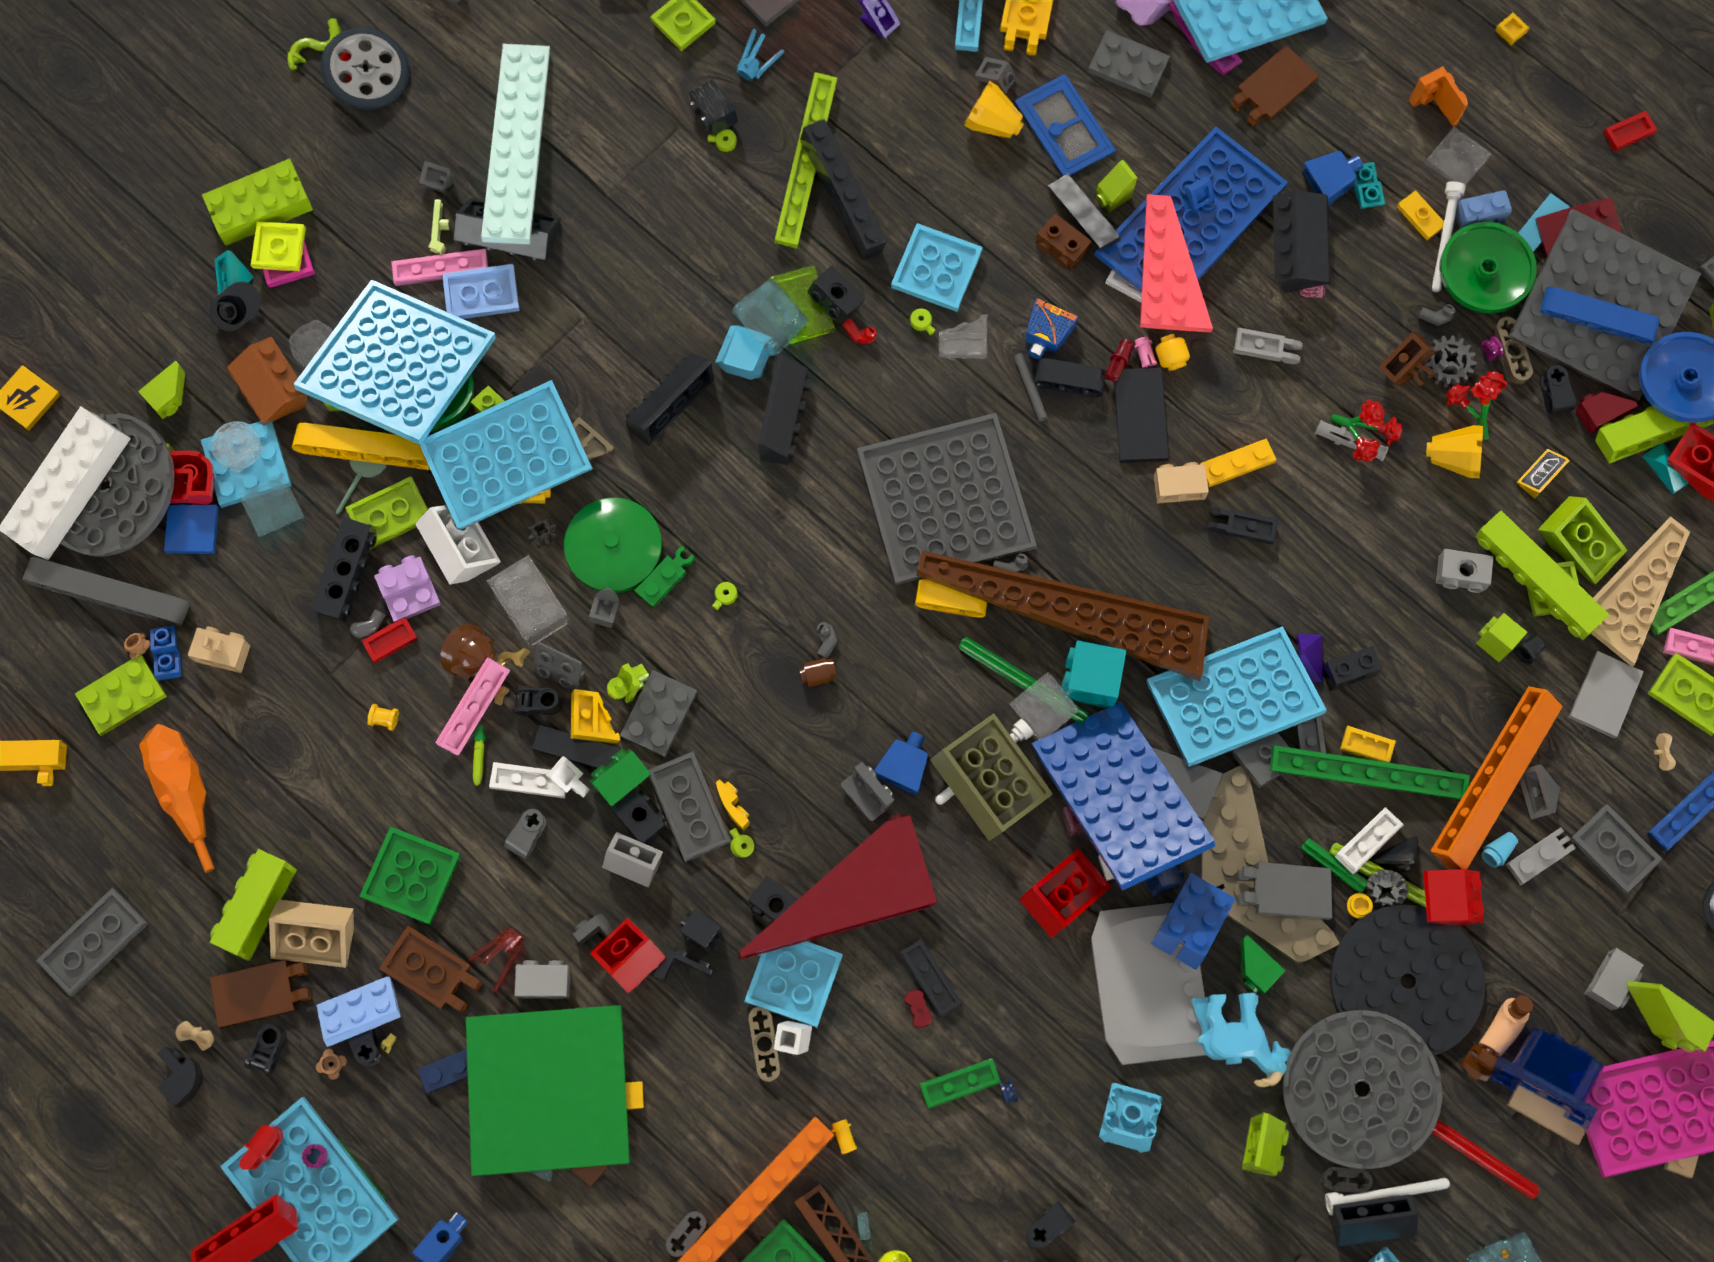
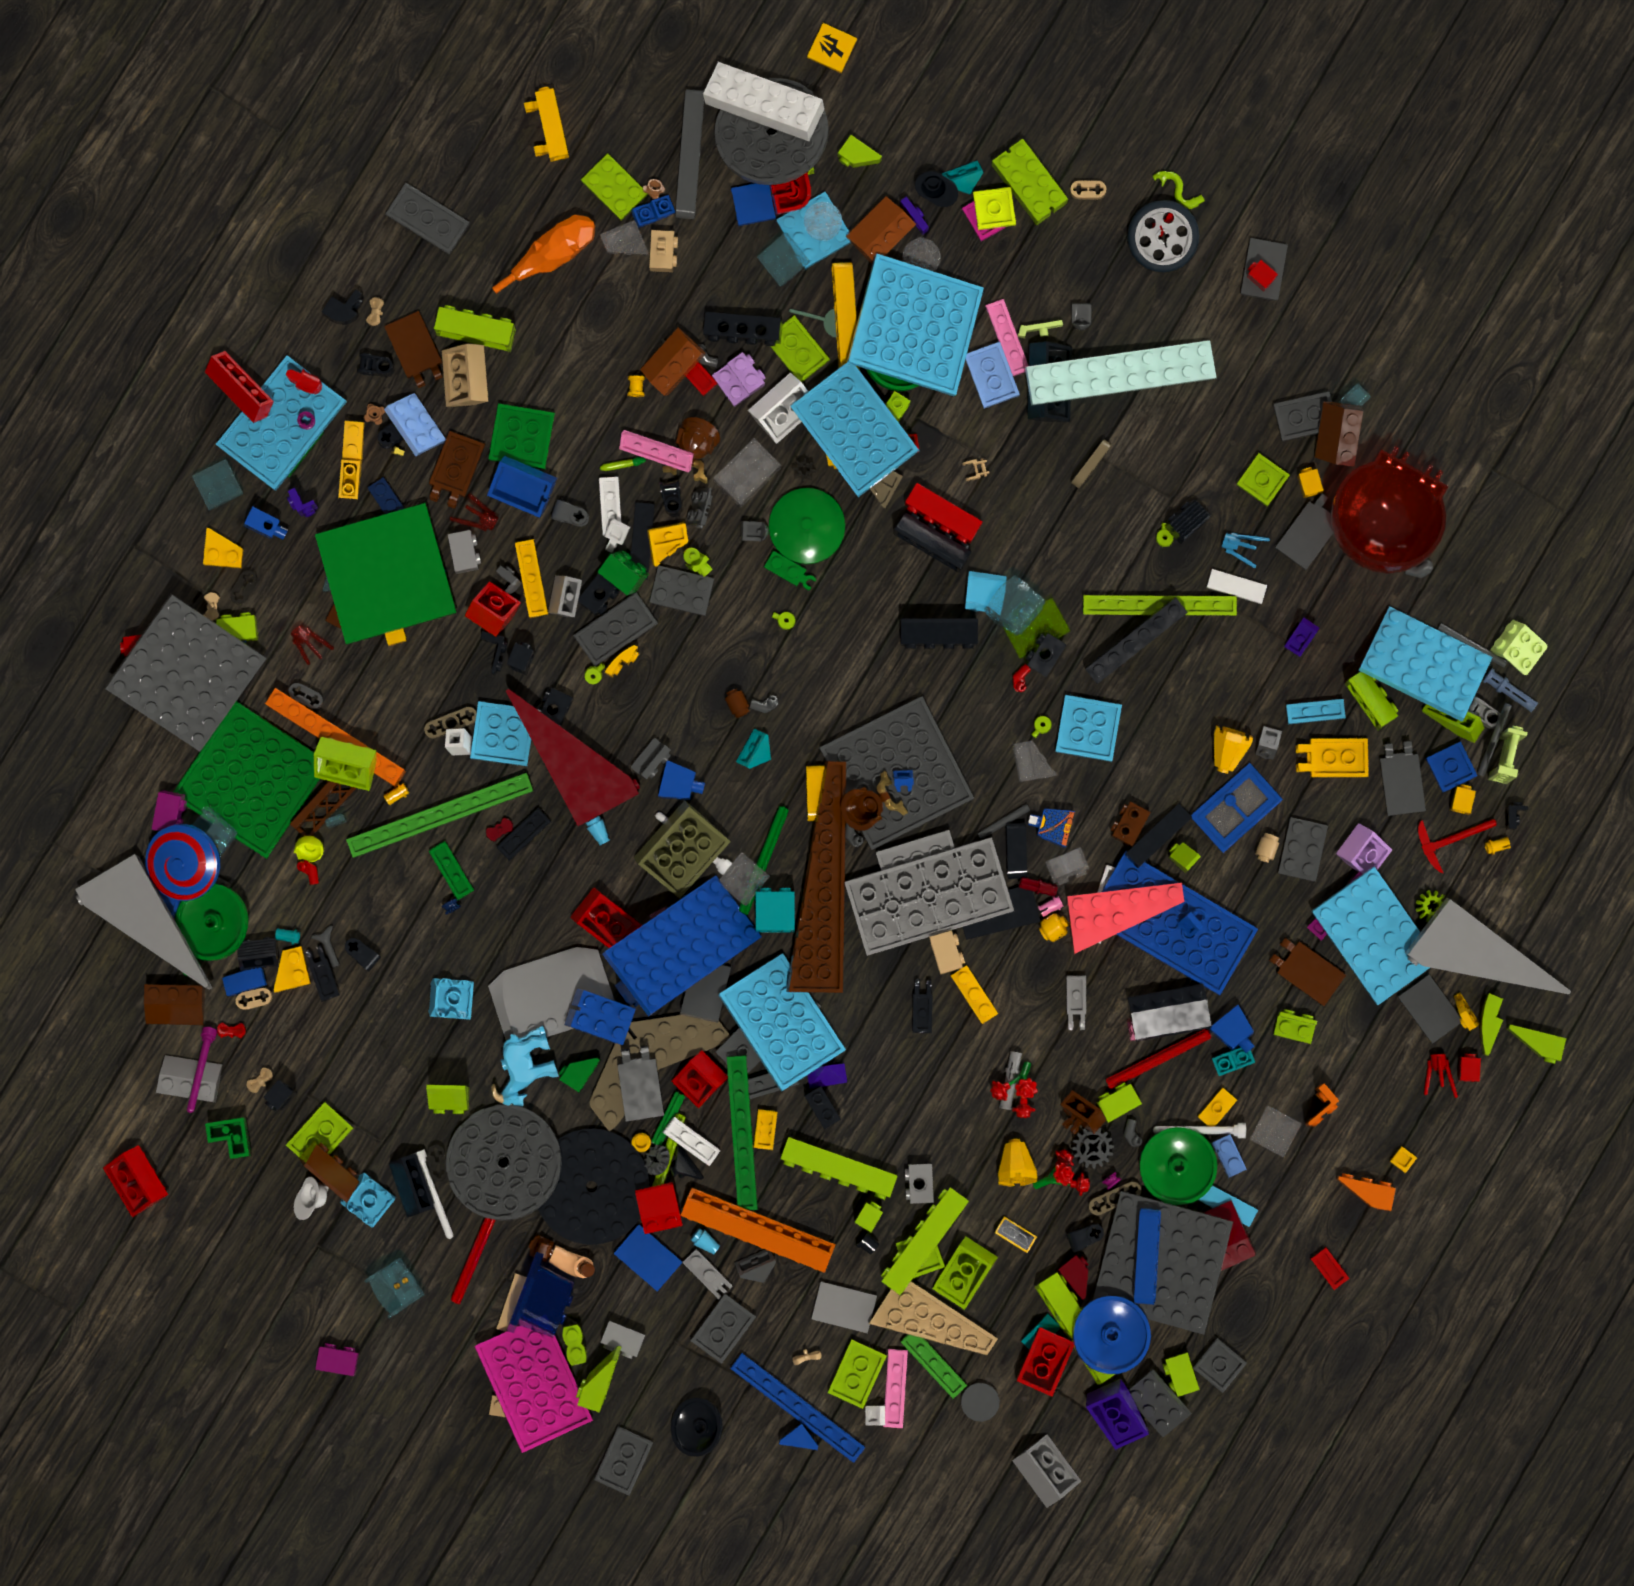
camera: 80 degrees right, 10 degrees up
(192, 694) = (624, 240): none -> clear wing
(275, 332) = (915, 214): none -> dark purple plate
(282, 140) = (1089, 195): none -> tan beam
(363, 664) = (672, 362): none -> dark orange slope
(383, 1106) = (351, 459): none -> yellow slope
(423, 1192) = (296, 504): none -> dark purple bracket
(476, 885) = (522, 486): none -> blue piece
(582, 332) = (975, 463): none -> tan piece
(599, 900) = (531, 578): none -> yellow plate
(603, 1222) = (301, 635): none -> clear red plant
(617, 201) = (1090, 465): none -> dark tan beam
(636, 378) = (942, 512): none -> red brick
(791, 1194) = (344, 763): none -> lime slope
(802, 73) = (1236, 586): none -> white tile
(882, 663) = (755, 750): none -> teal slope
(884, 1085) = (439, 815): none -> bright green plate
(946, 879) = (598, 830): none -> medium azure cone
(956, 487) = (903, 778): none -> blue tile
(985, 537) = (864, 808): none -> reddish brown helmet
(1100, 323) = (1067, 865): none -> clear brick
(1100, 490) = (927, 891): none -> light grey slope
(1120, 98) = (1267, 847): none -> tan brick
(1290, 813) = (699, 1079): none -> red slope
(1338, 112) = (1295, 1027): none -> lime bracket
(1352, 270) = (1158, 1058): none -> red axle
(1397, 319) = (1119, 1102): none -> lime brick
(1429, 665) = (838, 1167): none -> lime brick
(1510, 927) = (648, 1258): none -> blue tile
(1552, 63) = (1372, 1194): none -> orange slope
(1619, 1044) = (573, 1339): none -> lime brick

